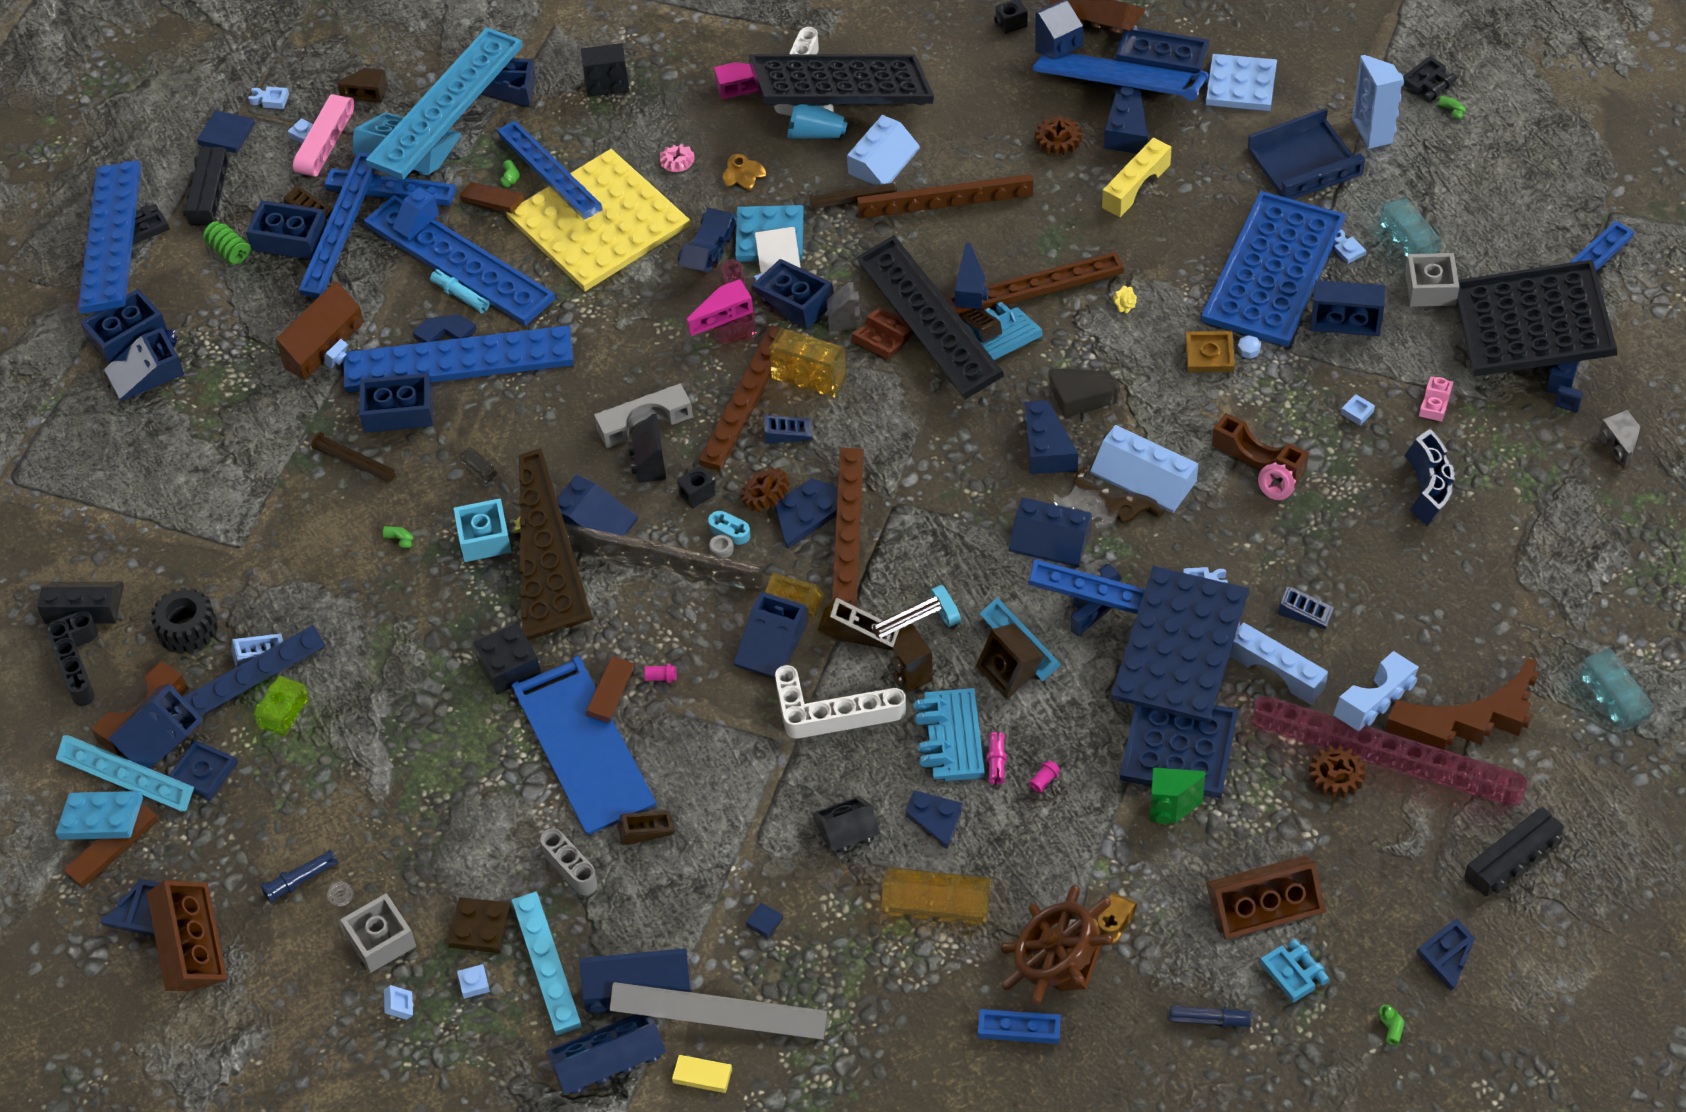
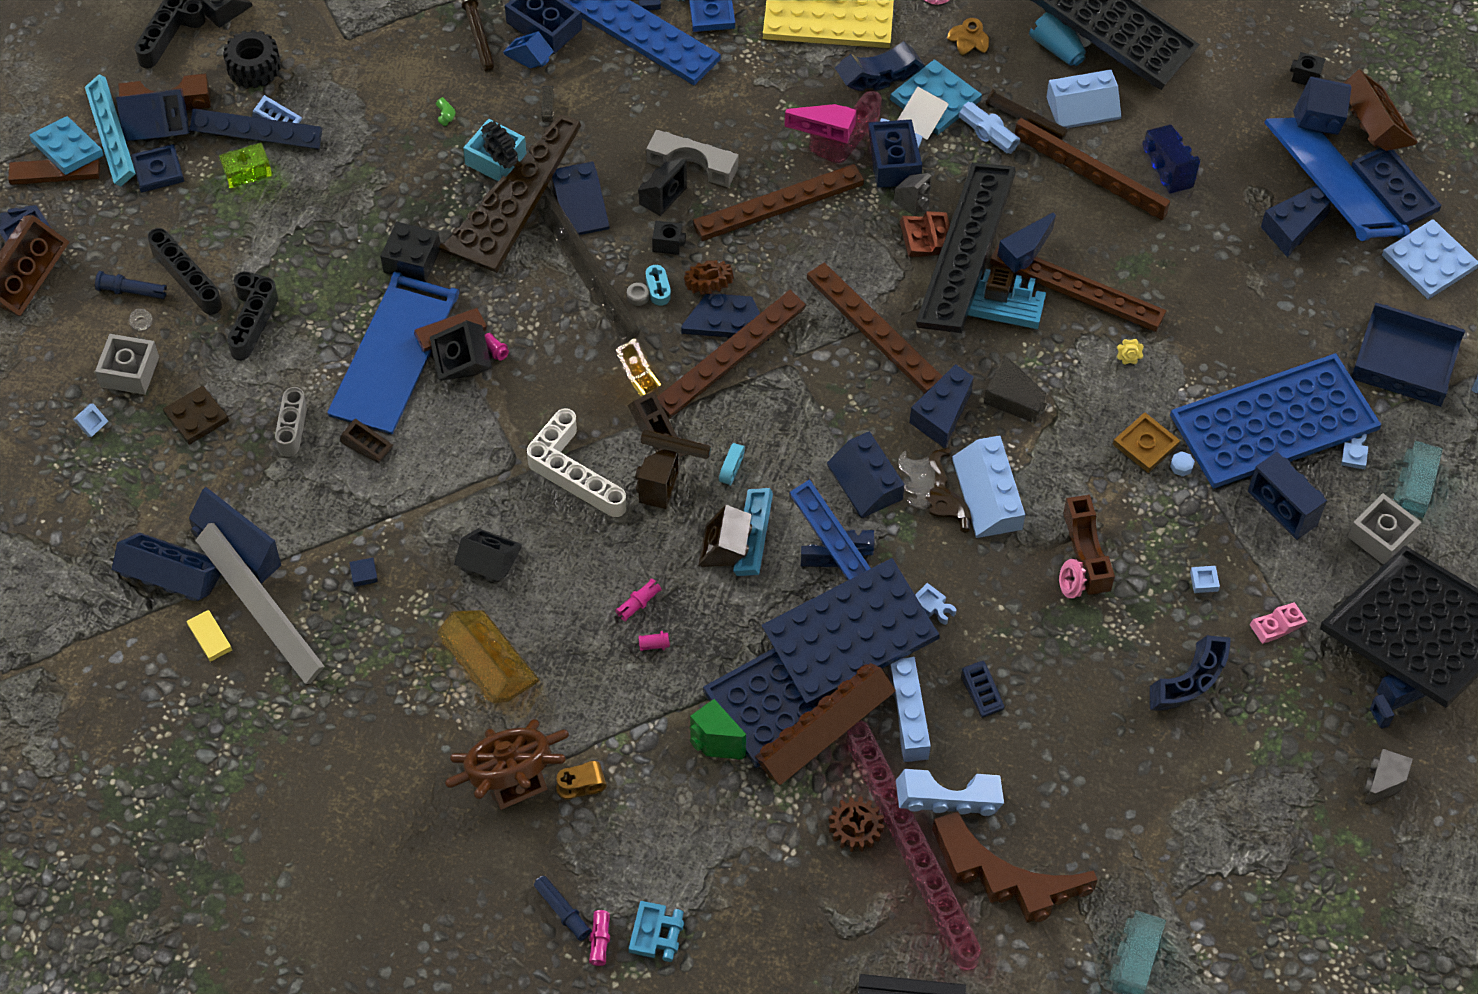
camera: 40 degrees right, 5 degrees up
(343, 831) = (184, 271): none -> black beam
(412, 436) = (530, 50): none -> blue slope
(440, 812) = (260, 300): none -> black beam
(473, 981) = (150, 448): light blue plate -> none
(499, 514) = (499, 144): none -> black gear
(546, 964) = (204, 475): medium azure plate -> none
(642, 697) = (460, 351): none -> black slope
(771, 634) = (592, 382): dark blue slope -> none
(774, 424) = (767, 237): dark blue slope -> none
(808, 362) = (841, 210): clear yellow brick -> none
(837, 224) = (989, 127): none -> light blue piece
(926, 428) = (874, 327): none -> reddish brown plate
(935, 815) = (553, 603): dark blue wing -> none
(954, 735) = (630, 562): dark azure hinge -> none
(994, 146) = (1171, 158): none -> clear blue wedge
(1019, 1026) = (432, 793): blue plate -> none
(1058, 135) = (1231, 189): reddish brown gear -> none
(1121, 191) = (1226, 268): light yellow arch -> none
(1241, 720) = (825, 723): none -> reddish brown brick
(1266, 896) = (697, 862): reddish brown slope -> none
(1274, 1022) = (599, 938): none -> dark pink pin

